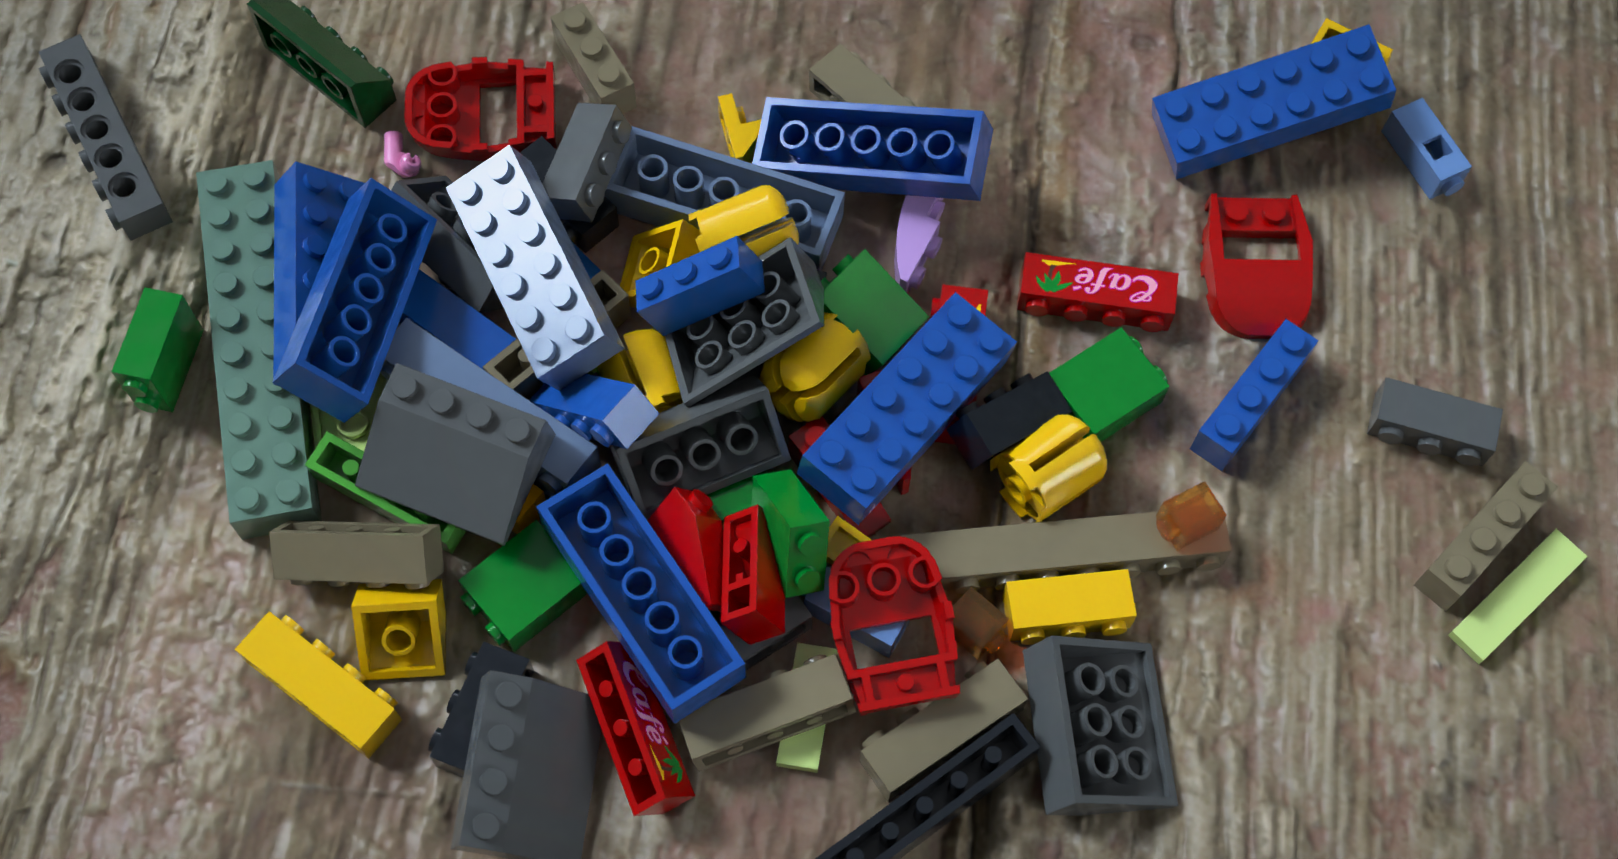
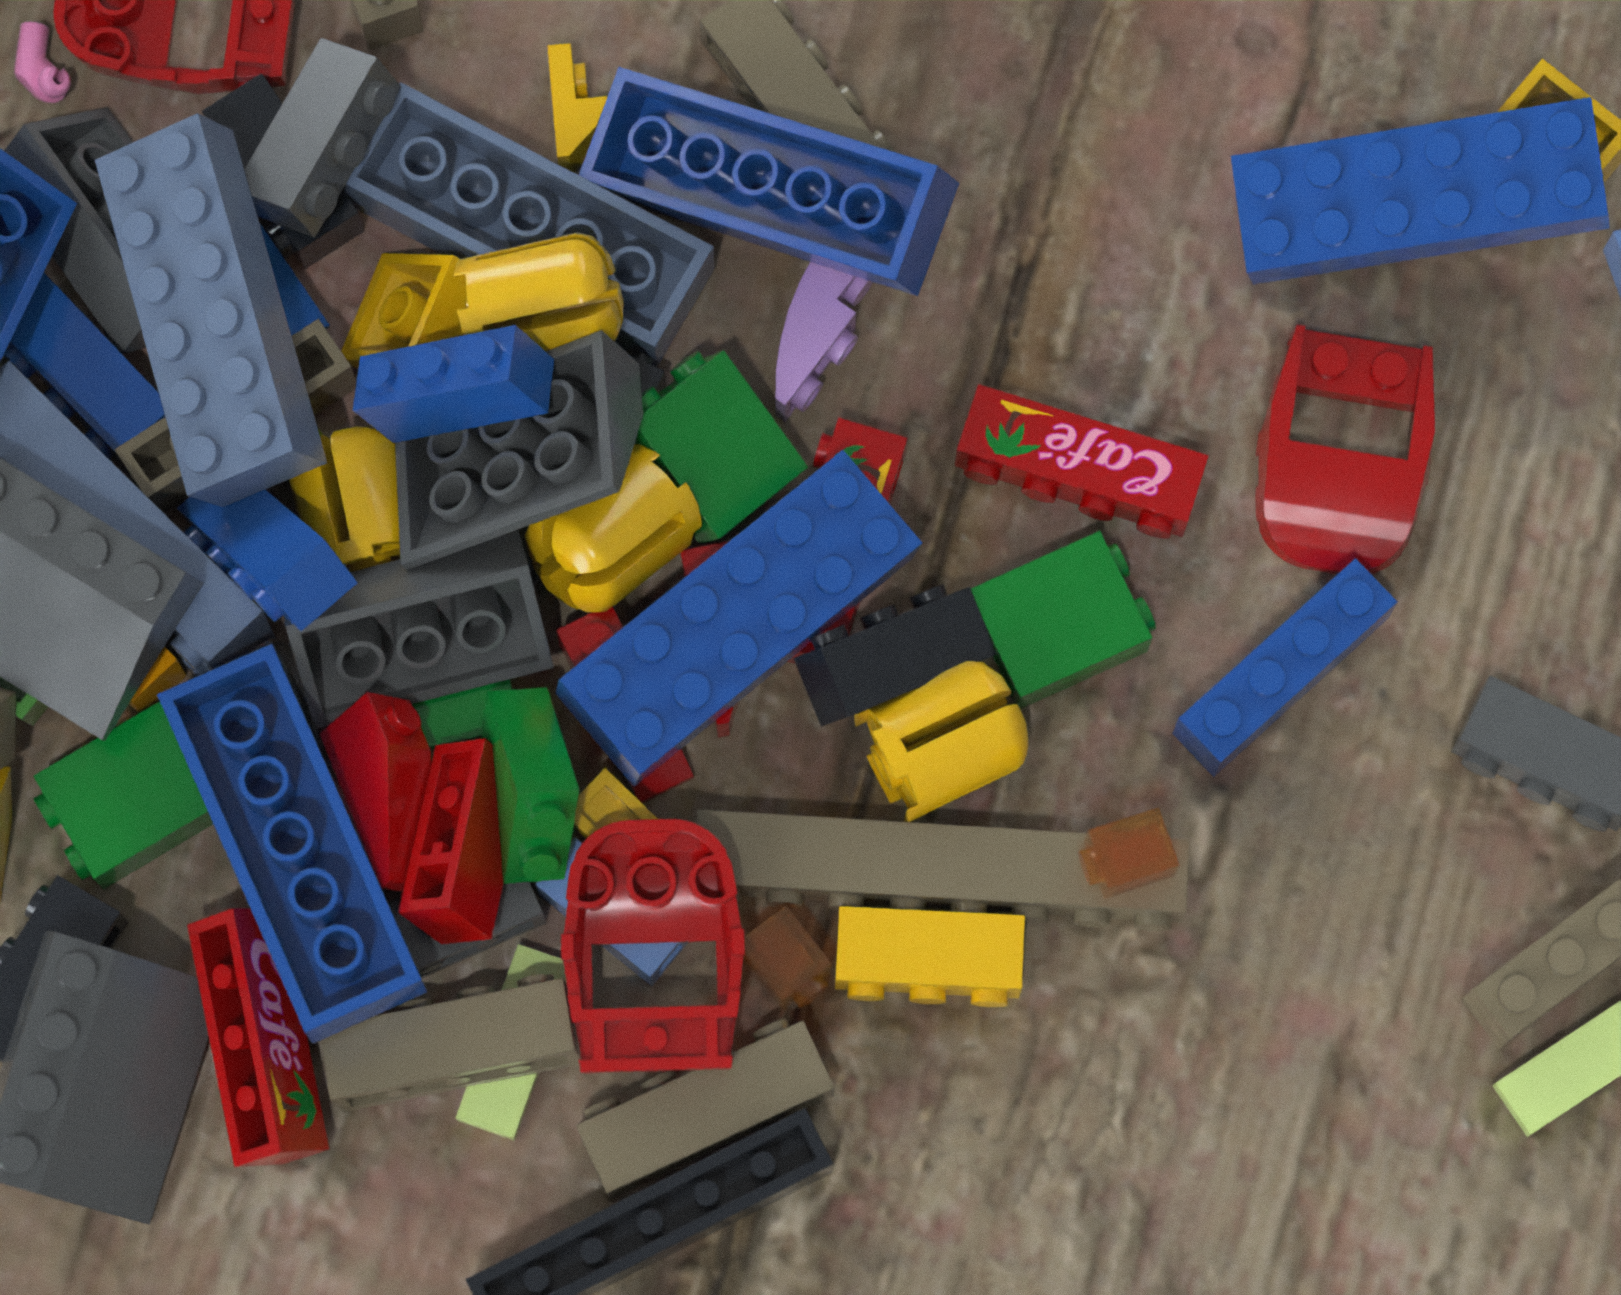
camera: 10 degrees right, 10 degrees up
(1098, 726) = (936, 1141): dark grey slope -> none

